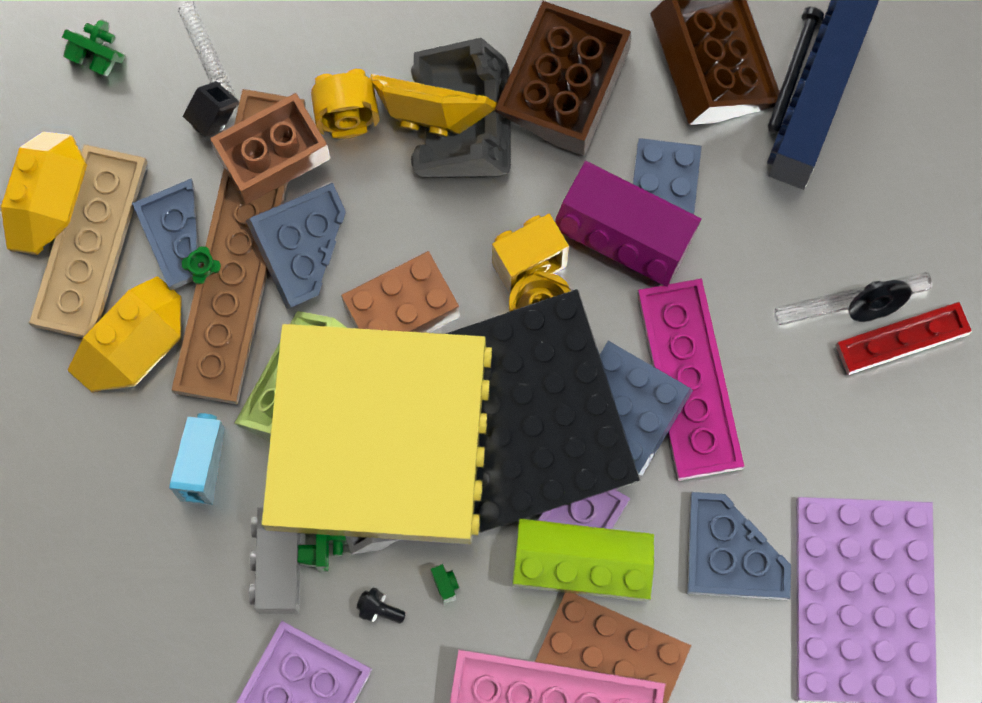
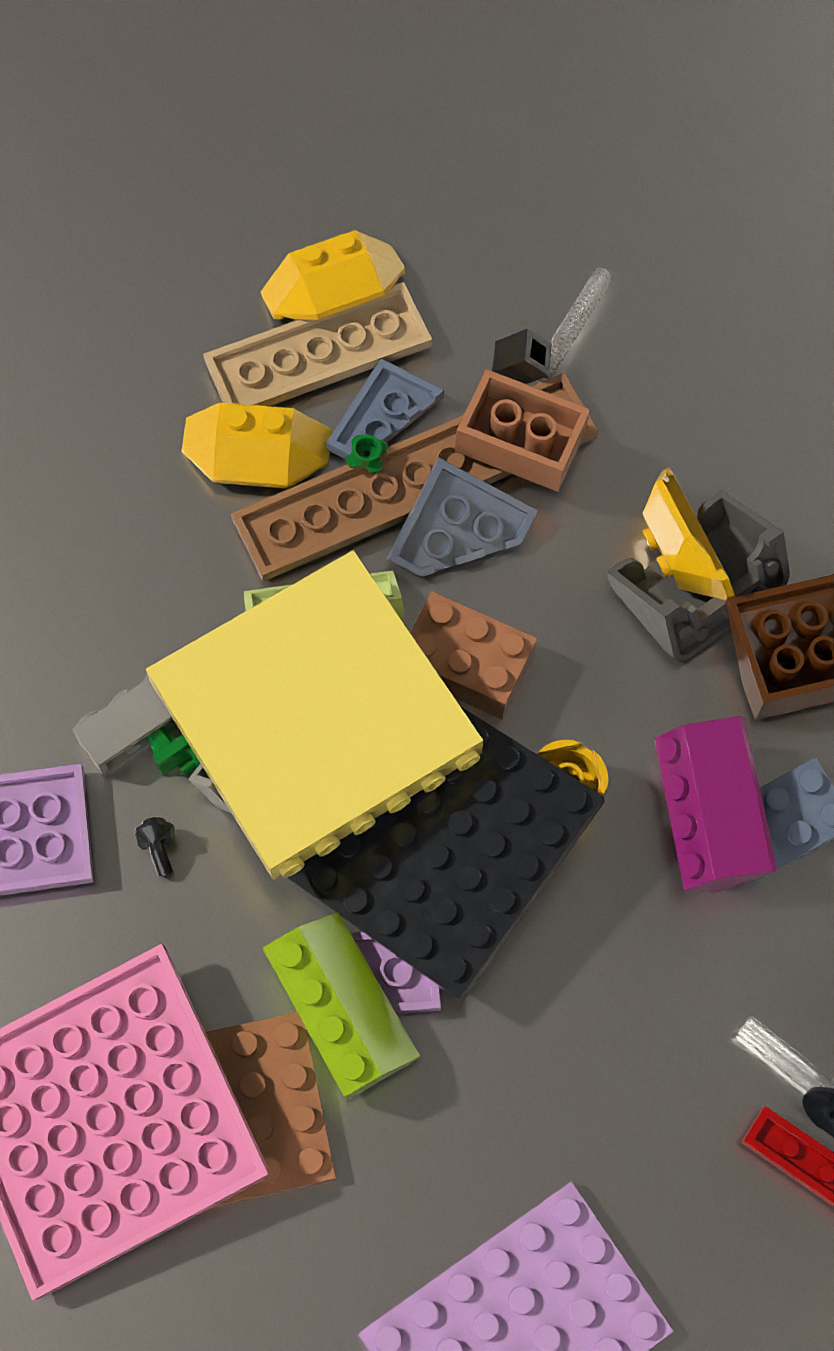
camera: 50 degrees right, 5 degrees down
(79, 45) = (494, 215): green hips -> none
(198, 460) = (180, 581): medium azure slope -> none
(344, 104) = (620, 465): yellow brick -> none
(445, 583) = (224, 888): green plate -> none
(529, 250) = (613, 730): yellow brick -> none
(645, 401) = (547, 949): sand blue plate -> none
(686, 349) = (608, 983): dark pink plate -> none
(731, 554) = (460, 1153): sand blue plate -> none

